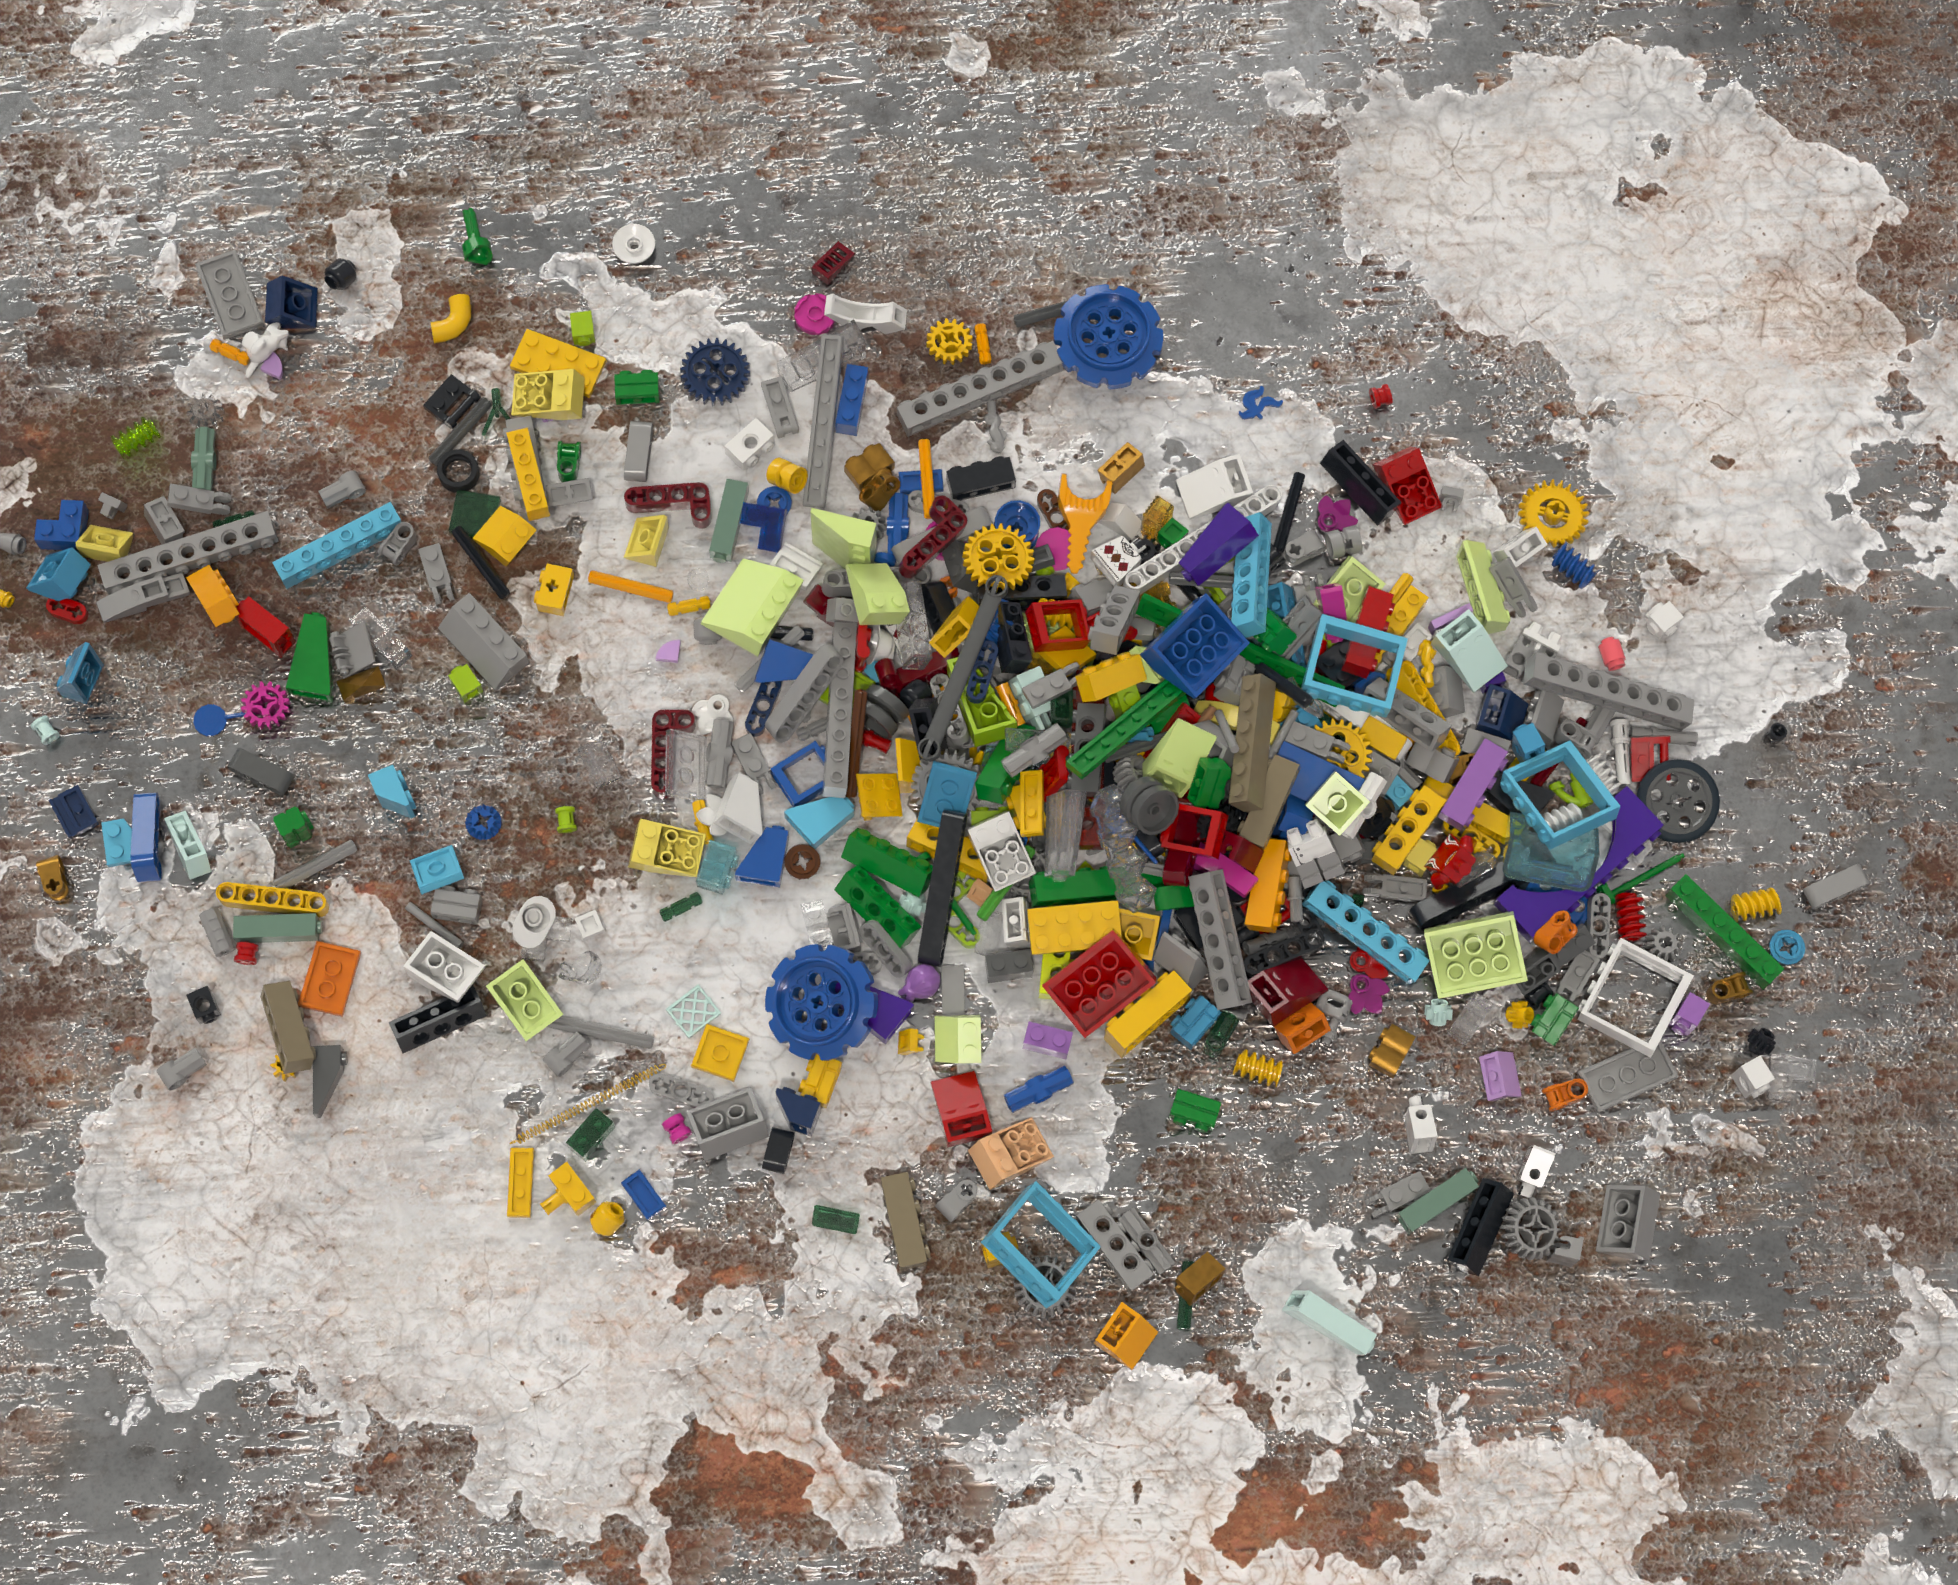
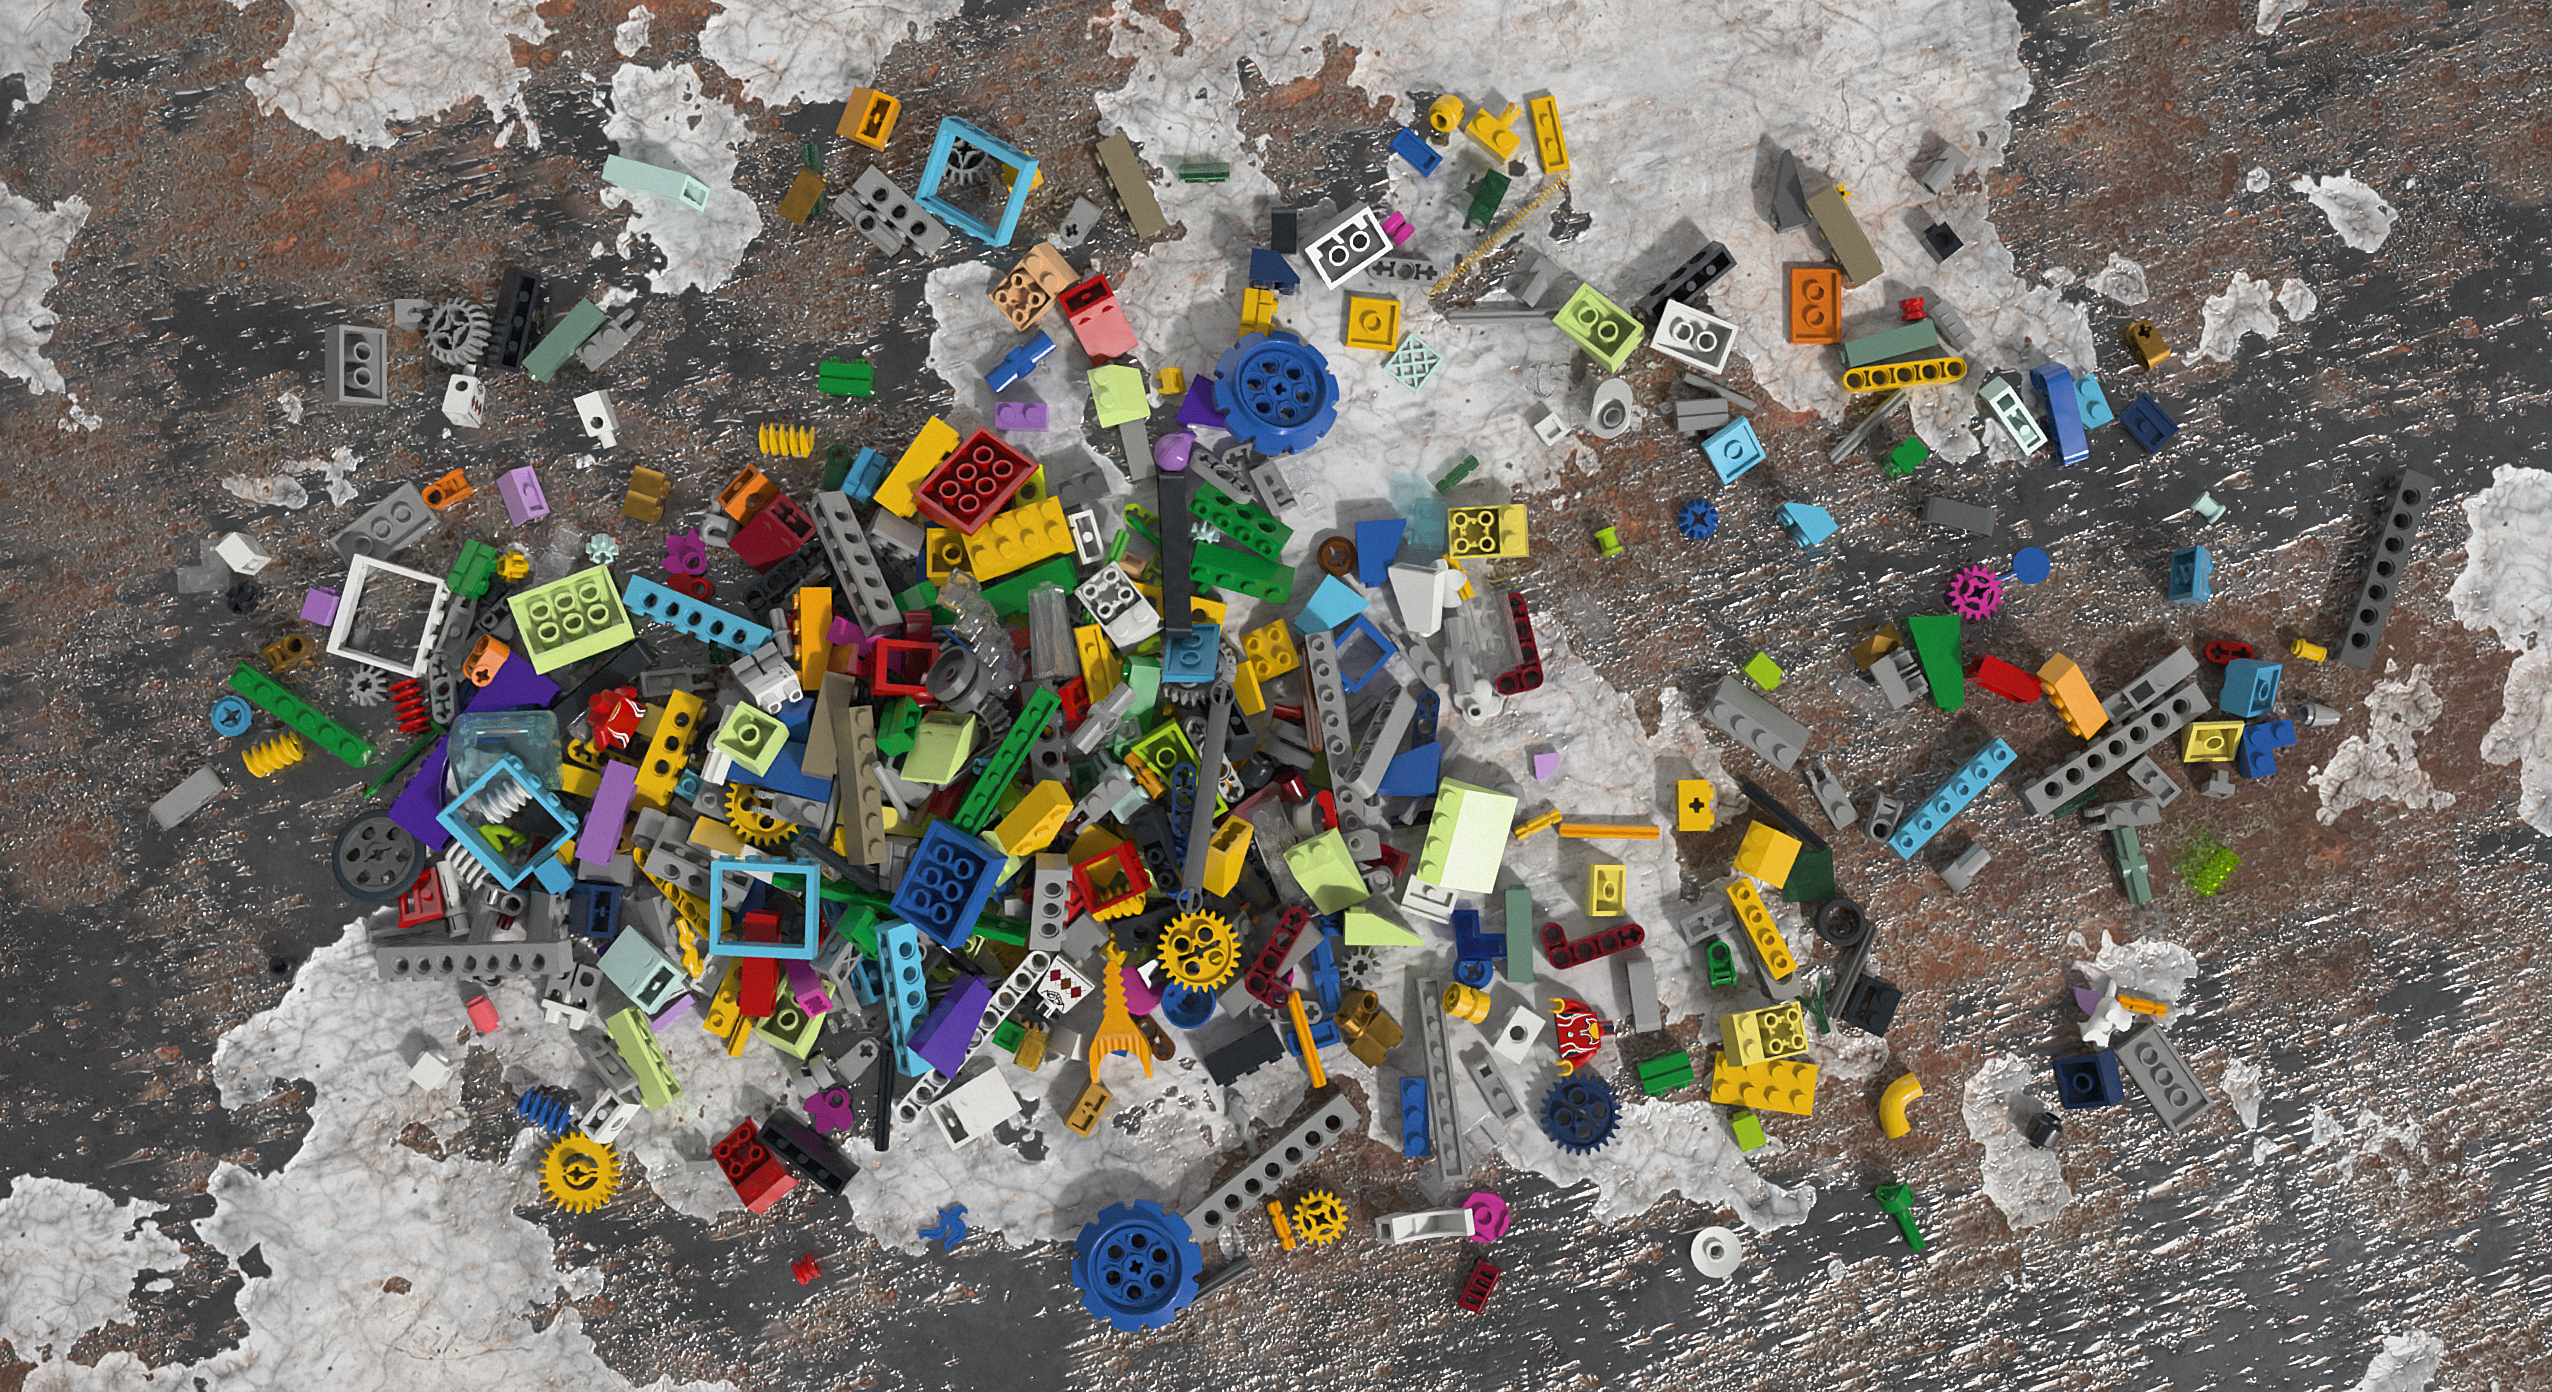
camera: 170 degrees right, 15 degrees up
(701, 432) = (1577, 1032): none -> red torso

